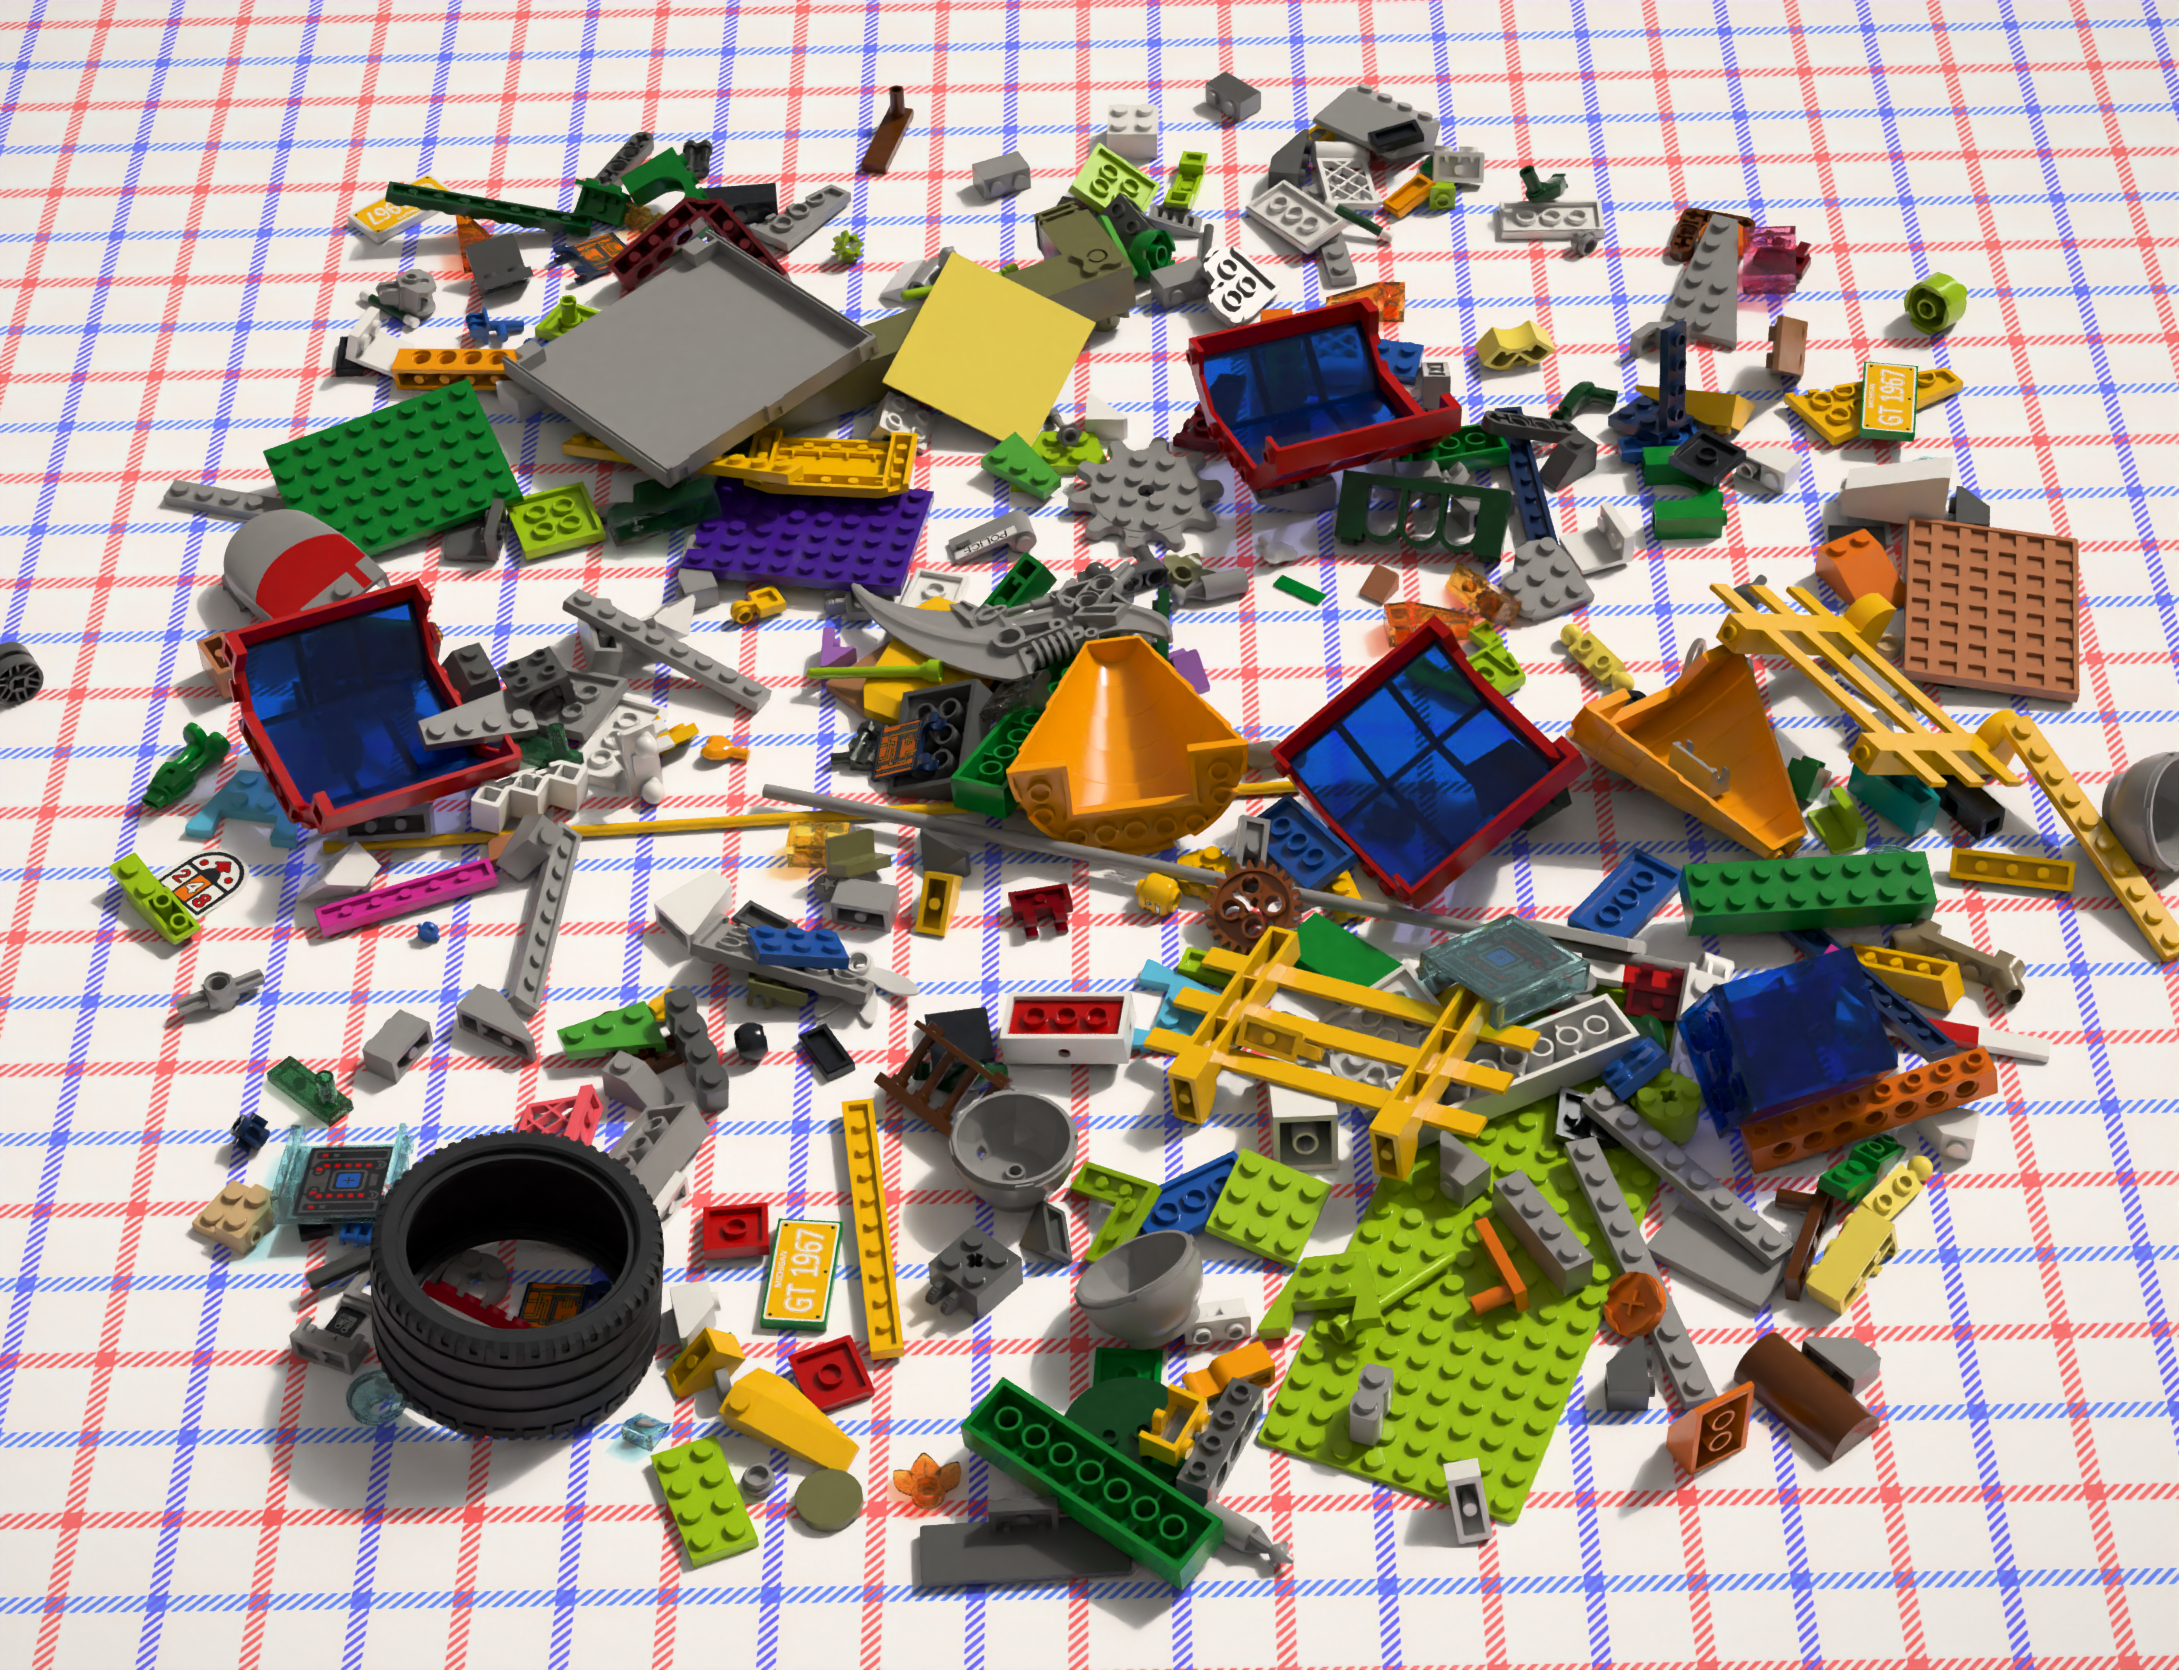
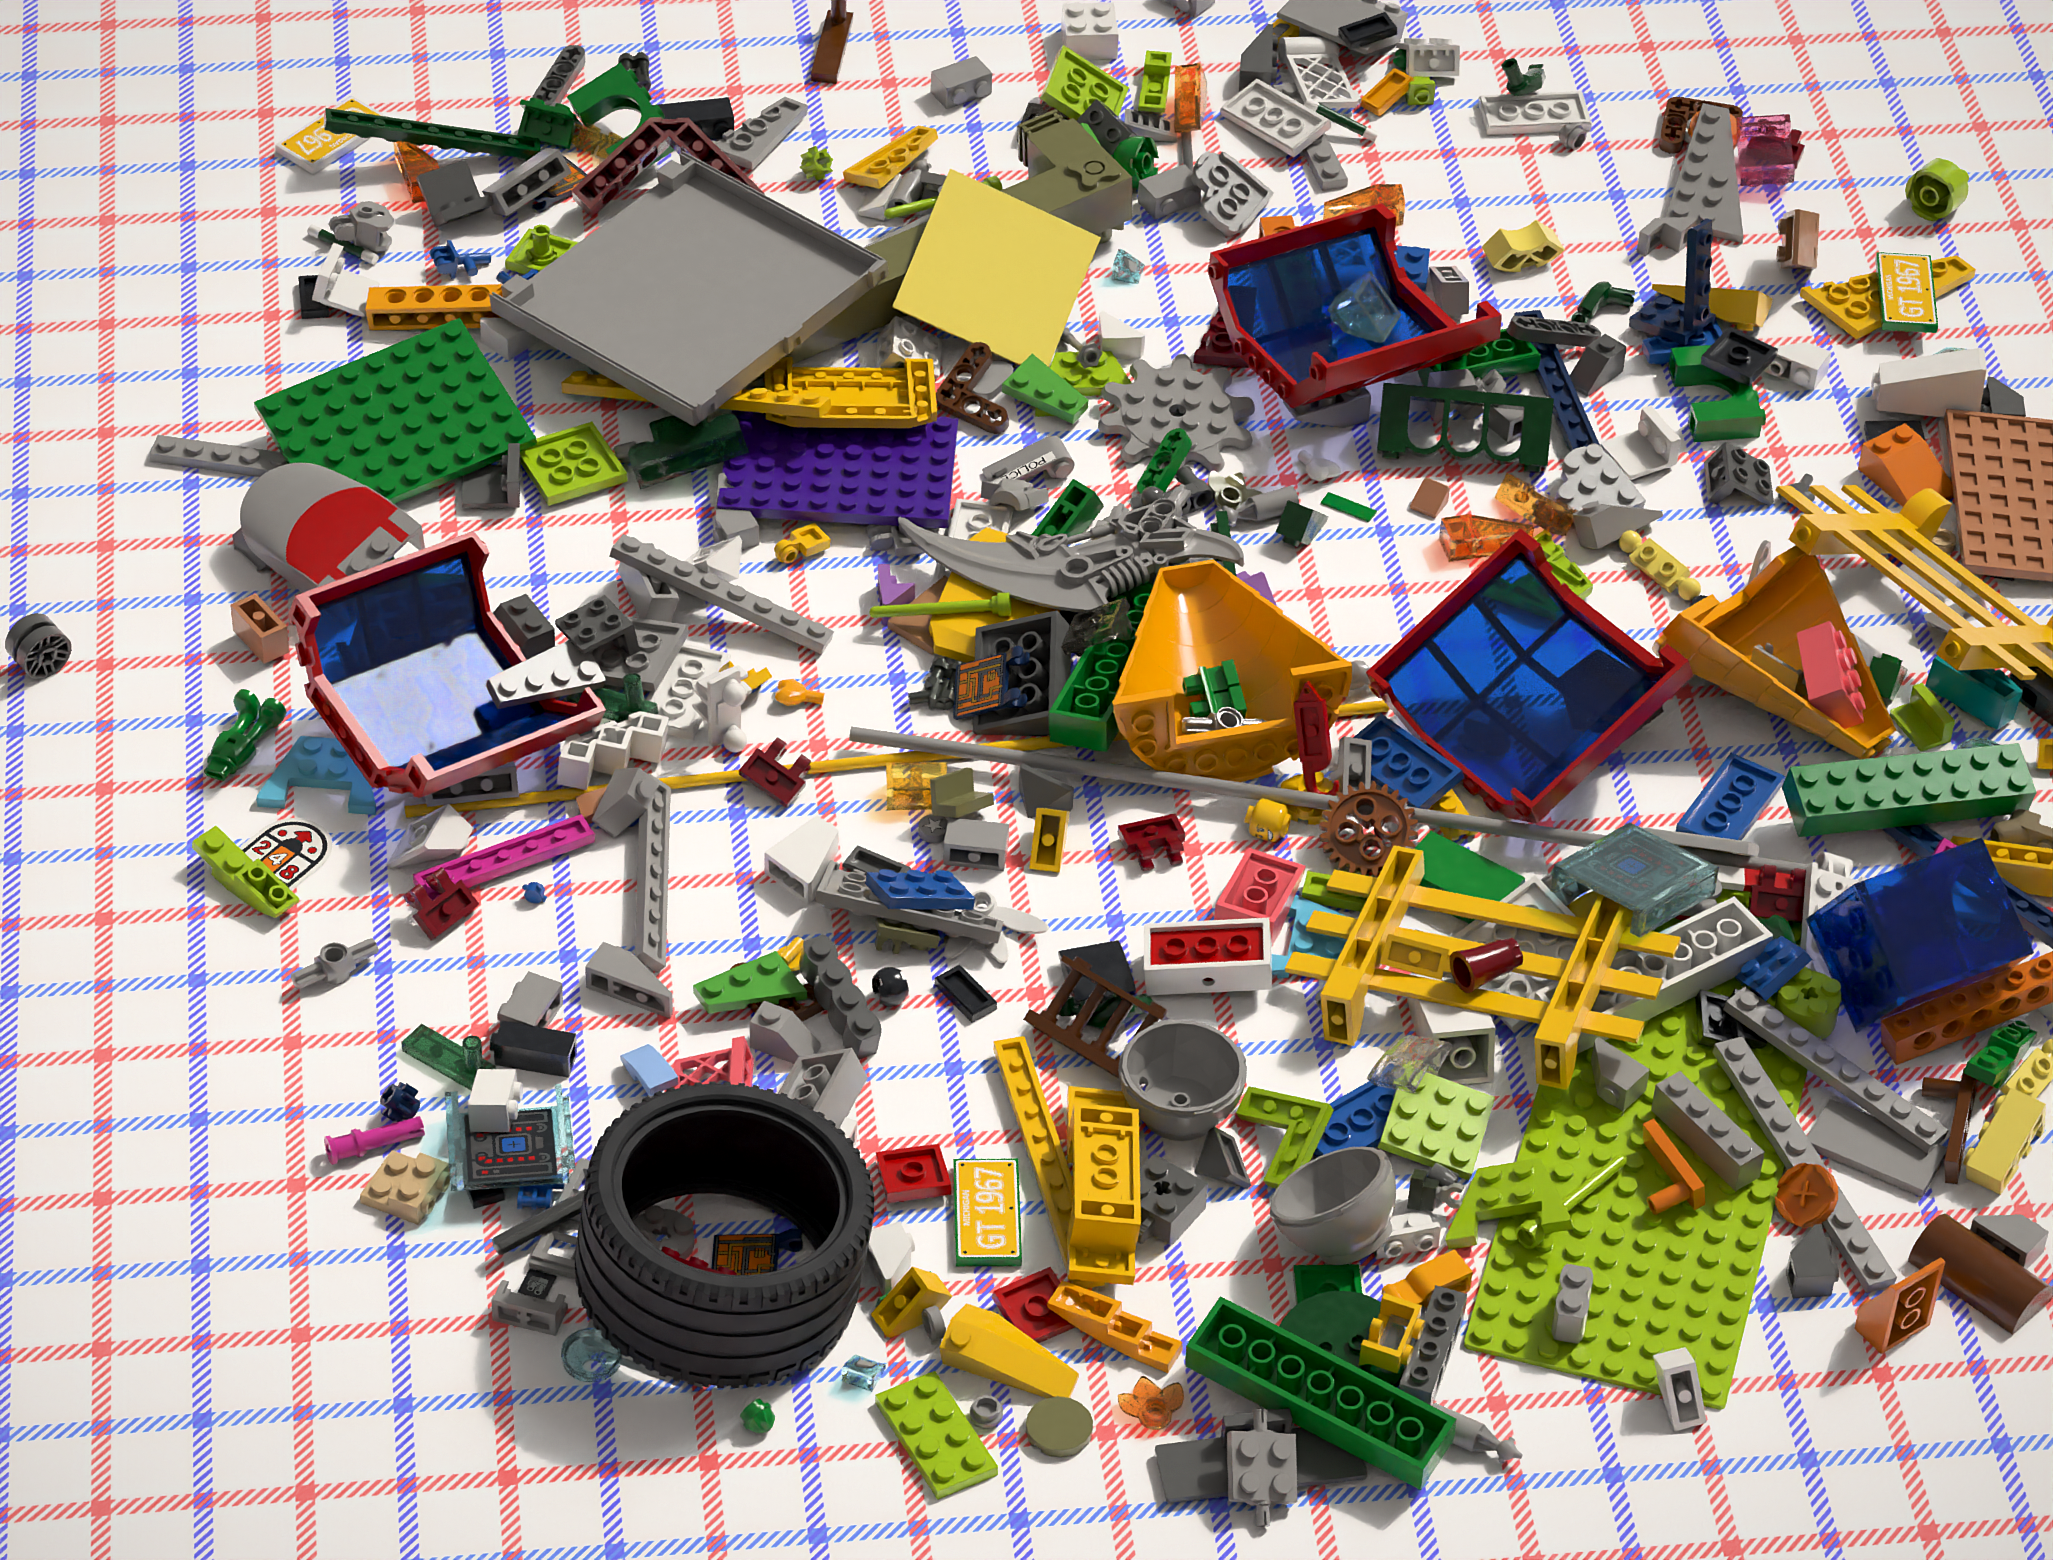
camera: 10 degrees left, 0 degrees up
(202, 1170) = (359, 1142): none -> dark pink pin
(337, 945) = (446, 909): none -> dark red plate
(338, 1135) = (494, 1100): none -> white piece
(392, 1086) = (534, 1049): none -> black brick
(498, 1111) = (650, 1069): none -> light blue slope
(529, 1470) = (758, 1416): none -> green plate
(568, 255) = (527, 181): none -> light grey brick
(680, 830) = (772, 777): none -> dark red plate
(901, 1399) = (1120, 1330): none -> light orange slope
(913, 1256) = (1105, 1186): none -> yellow bracket
(920, 244) = (890, 159): none -> yellow wing
(943, 465) = (963, 392): none -> reddish brown beam
(968, 458) = (991, 382): none -> light grey tile
(972, 564) = (1014, 492): none -> light grey piece
(1020, 1557) = (1261, 1467): none -> light grey plate
(1126, 353) = (1127, 268): none -> clear light blue slope
(1126, 791) = (1224, 718): none -> light grey axle
(1128, 766) = (1217, 689): none -> green hips
(1133, 529) = (1173, 449): none -> green beam
(1134, 963) = (1260, 889): none -> coral slope
(1207, 813) = (1313, 737): none -> red plate
(1216, 195) = (1190, 97): none -> clear orange slope
(1243, 1145) = (1408, 1061): none -> clear slope
(1244, 1280) = (1426, 1191): none -> pearl dark grey piece
(1246, 604) = (1300, 524): none -> dark green slope
(1264, 1267) = (1444, 1175): none -> dark grey hose
(1336, 1049) = (1484, 963): none -> dark red plant
(1340, 399) = (1365, 310): none -> clear light blue slope
(1546, 615) = (1604, 523): none -> light grey slope
(1690, 568) = (1734, 468): none -> dark grey bracket
(1743, 774) = (1831, 675): none -> coral brick

